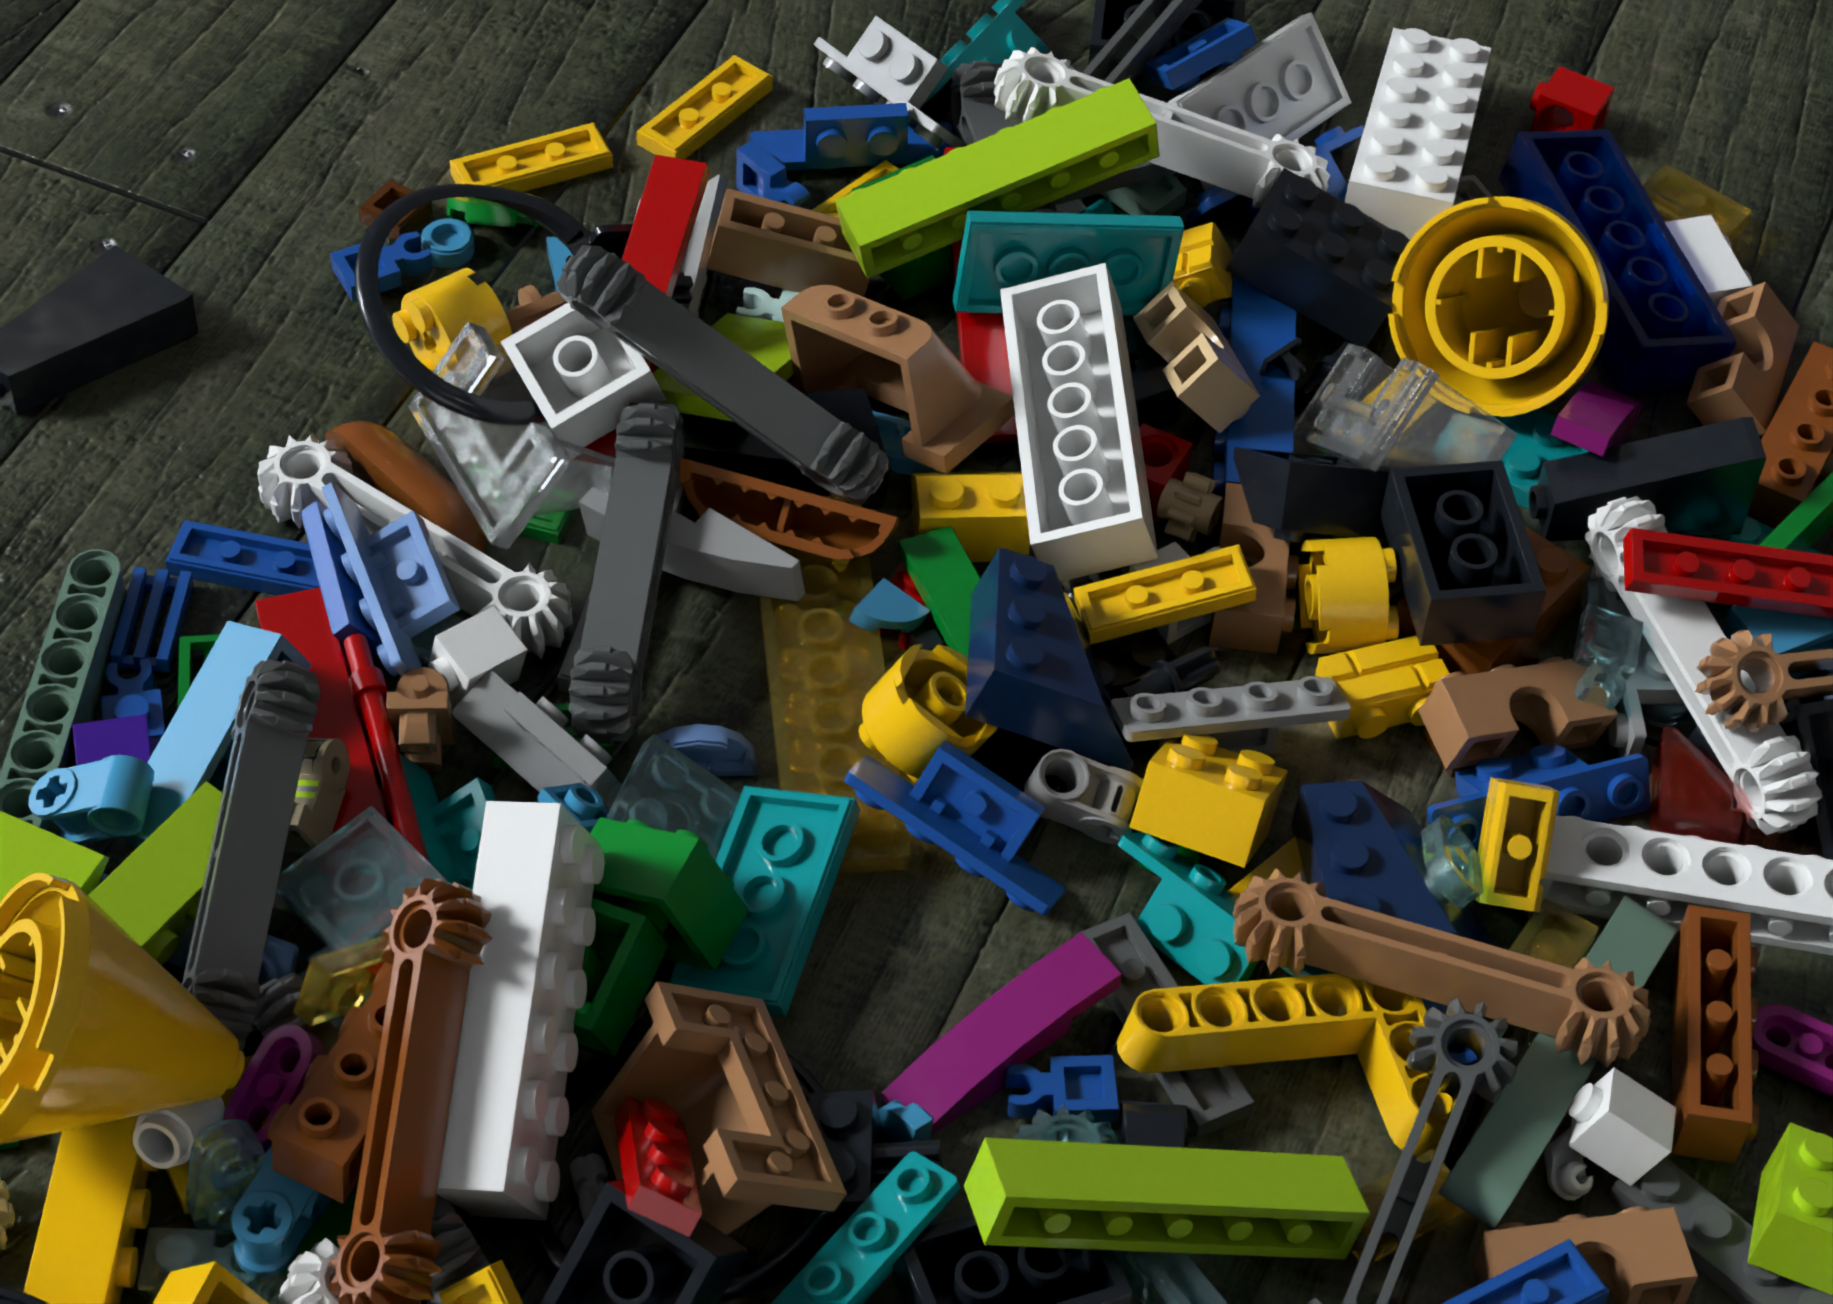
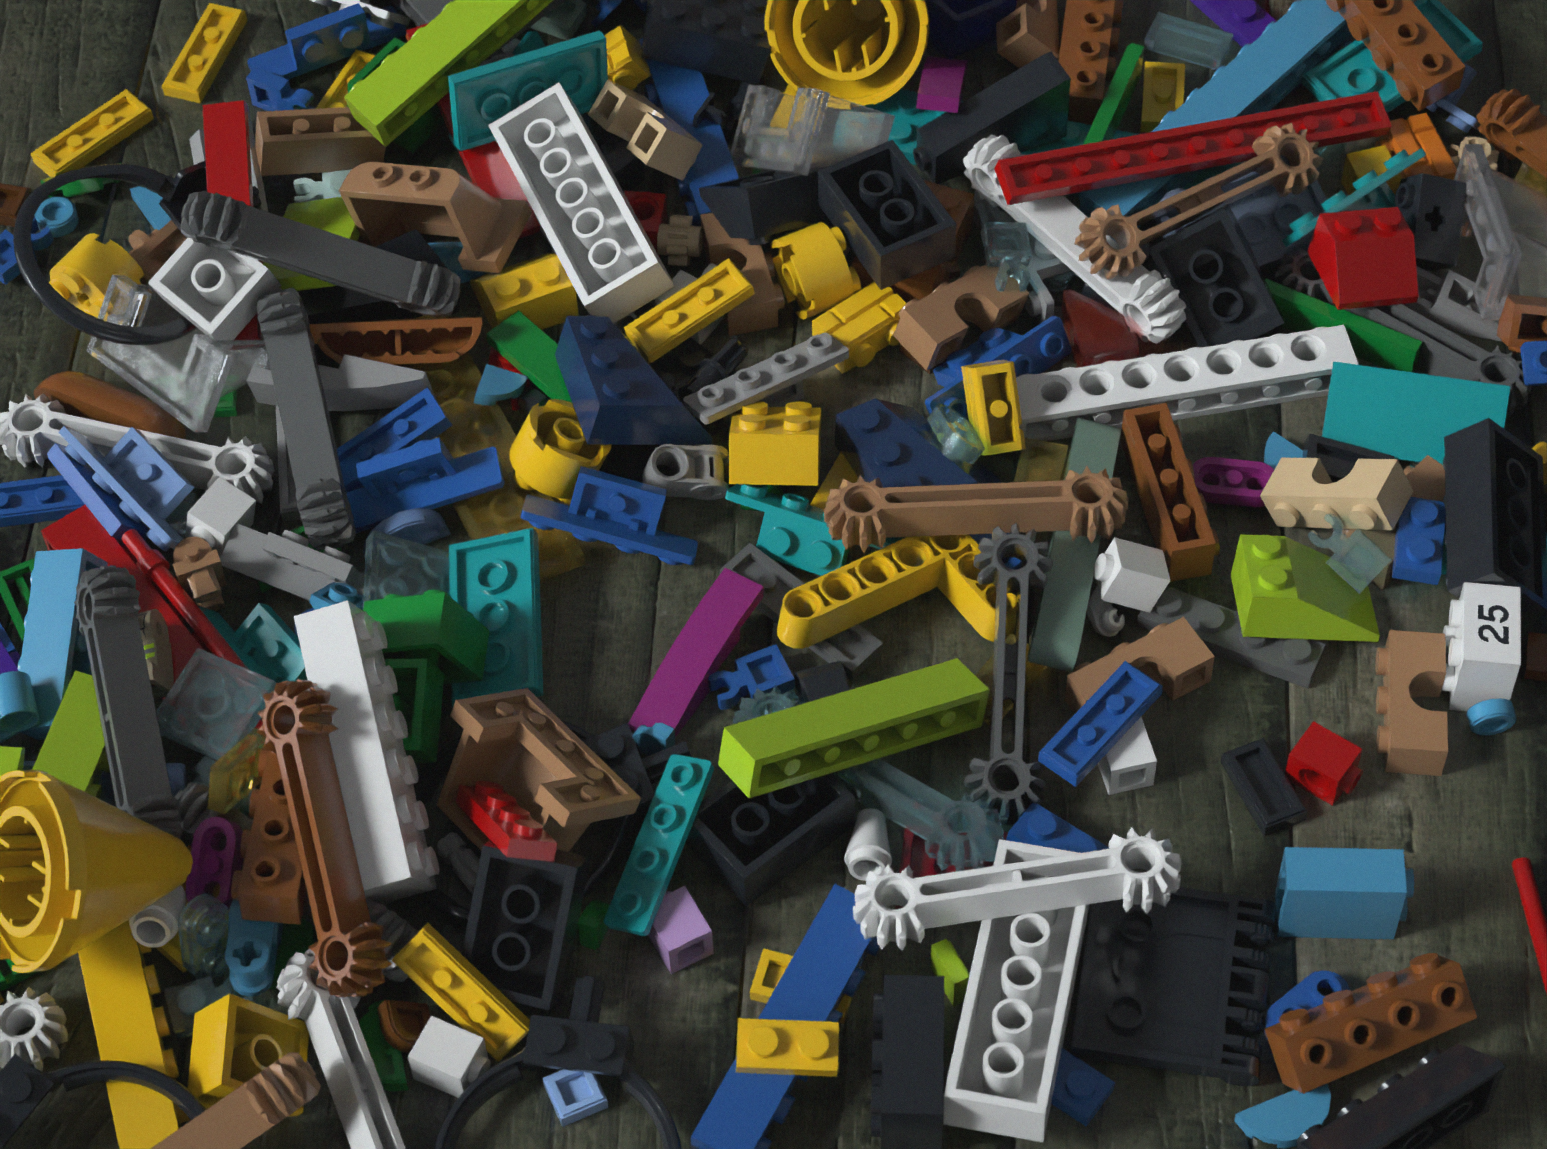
camera: 15 degrees left, 5 degrees up
(725, 633) = (411, 422): none -> blue plate
(741, 690) = (420, 478): none -> blue bracket

